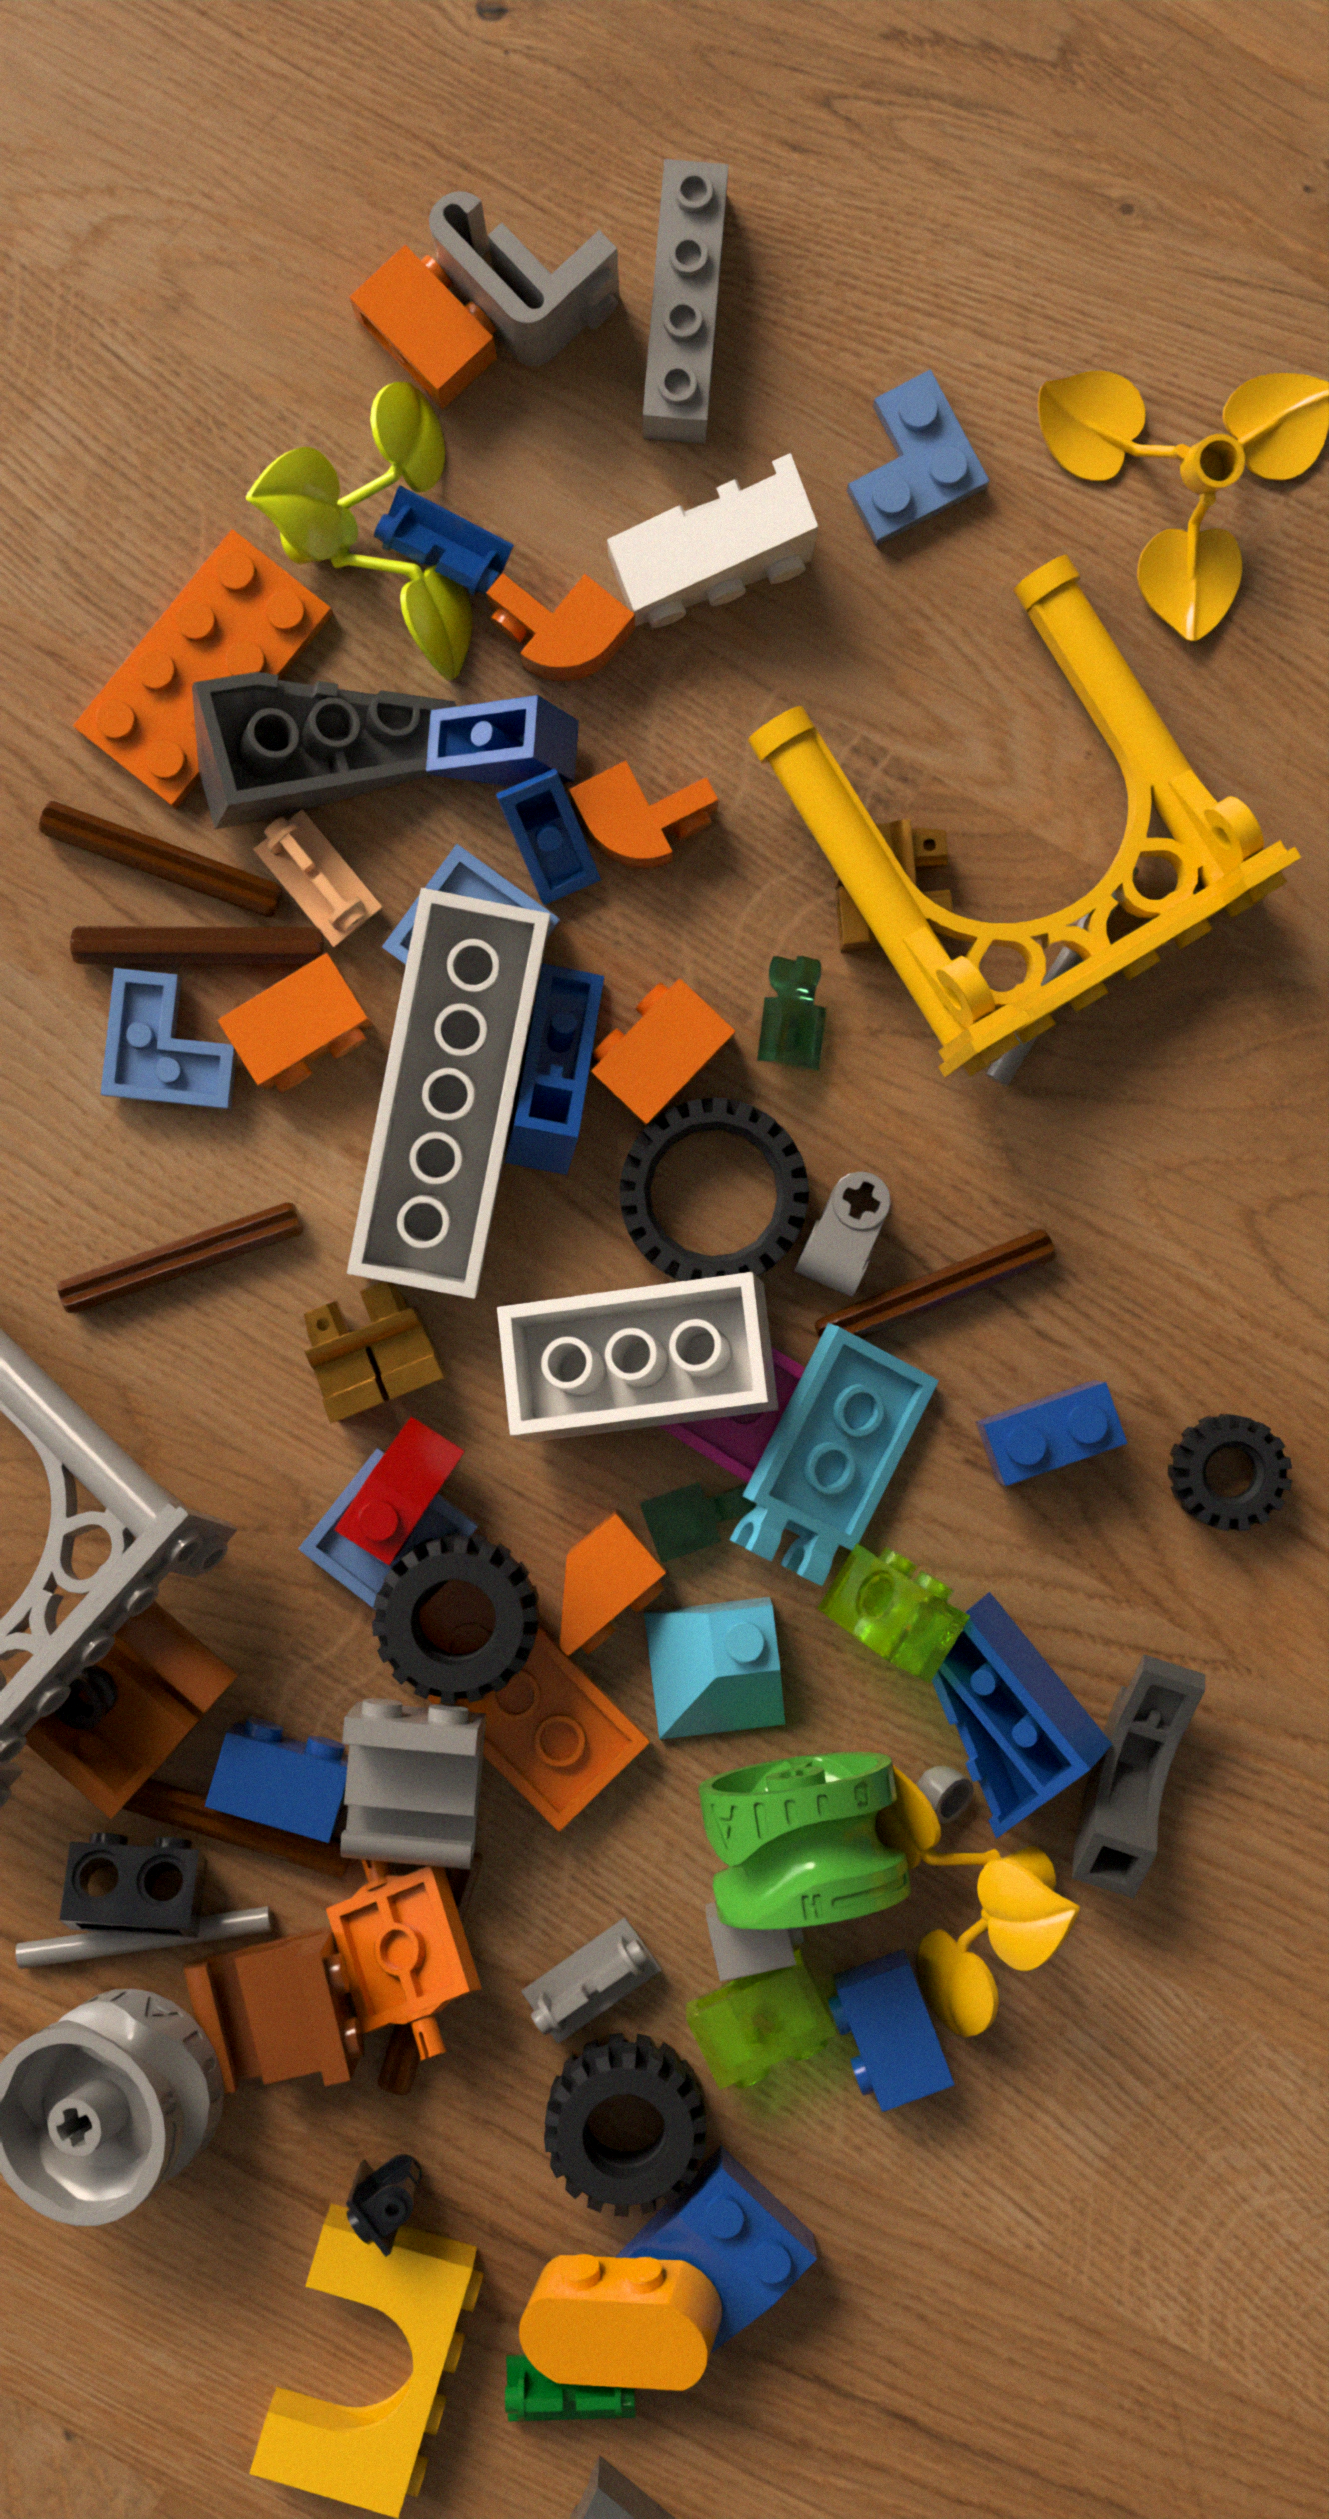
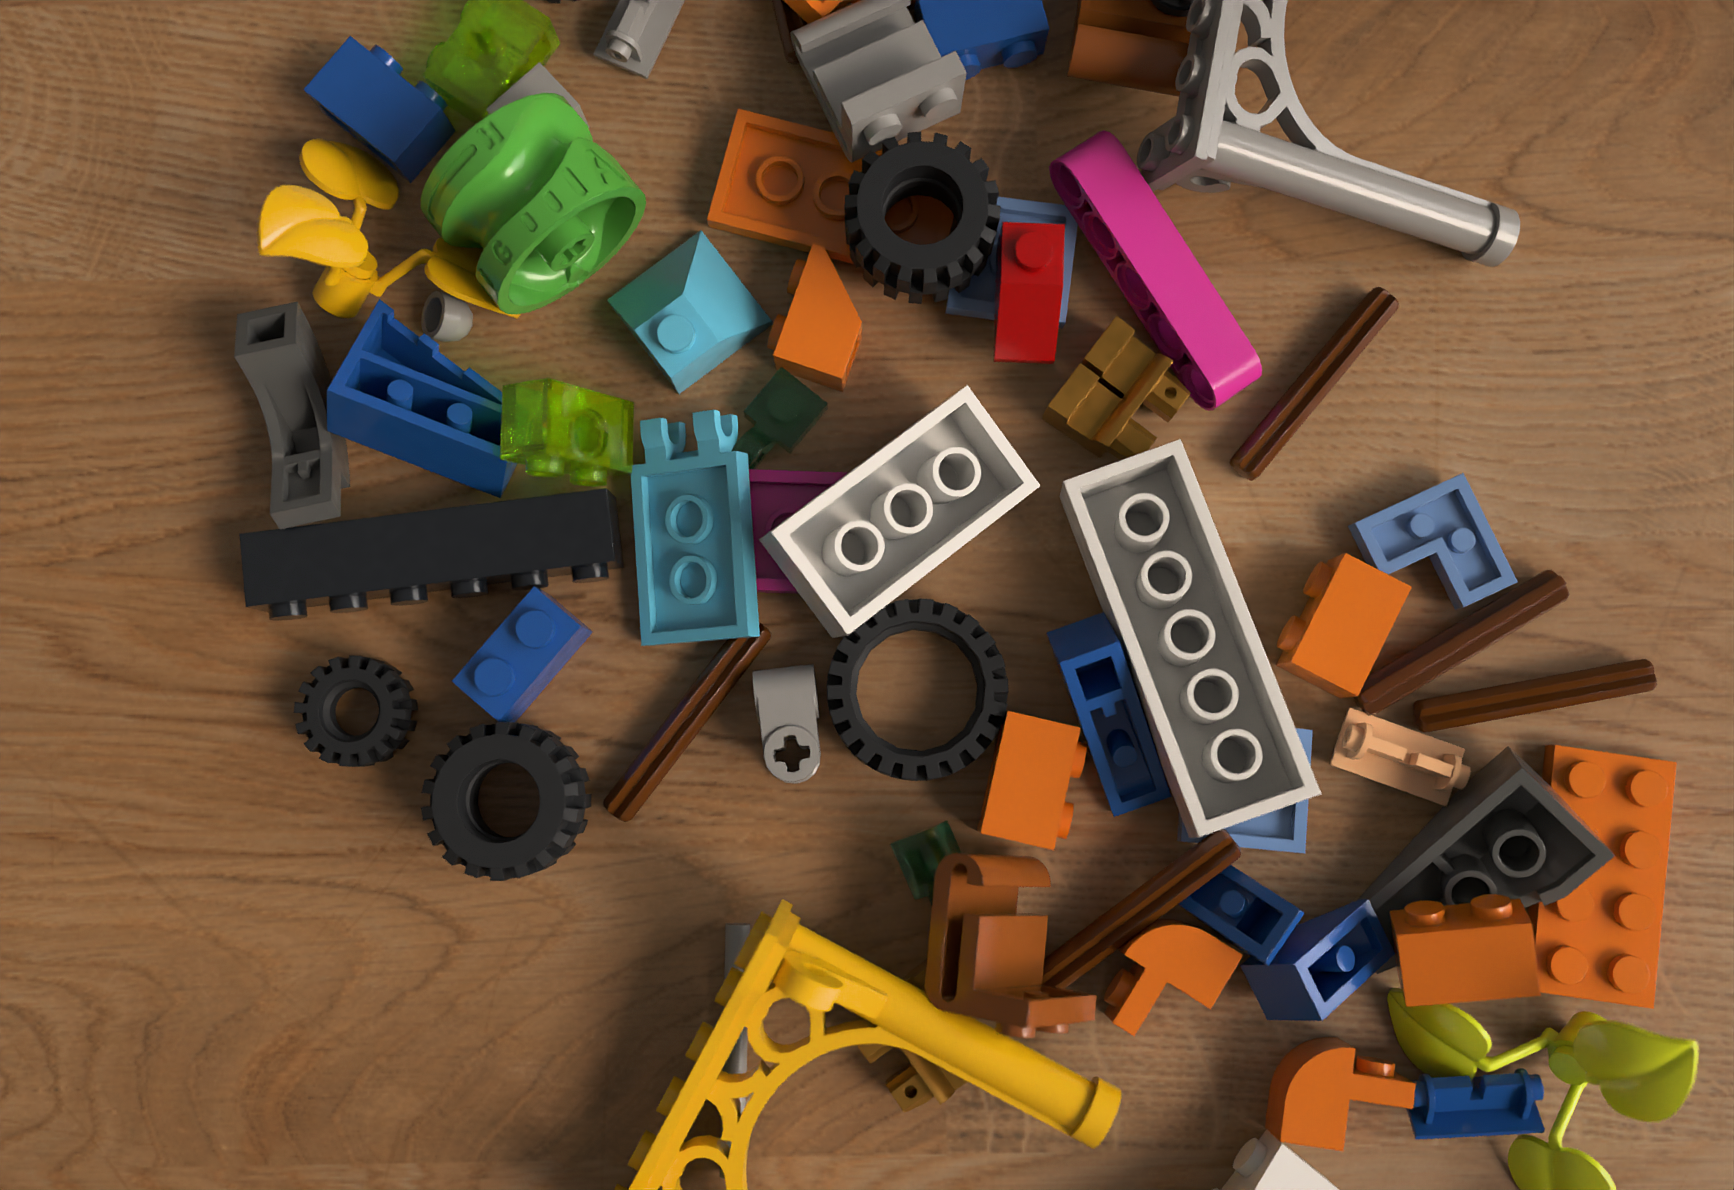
camera: 150 degrees right, 5 degrees down
(266, 1447) = (1155, 269): none -> dark pink beam
(374, 679) = (1465, 951): none -> orange brick
(638, 881) = (1140, 909): none -> reddish brown axle
(792, 923) = (987, 955): none -> dark orange piece
(1078, 1577) = (431, 552): none -> black brick
(1192, 1309) = (457, 812): none -> black tyre

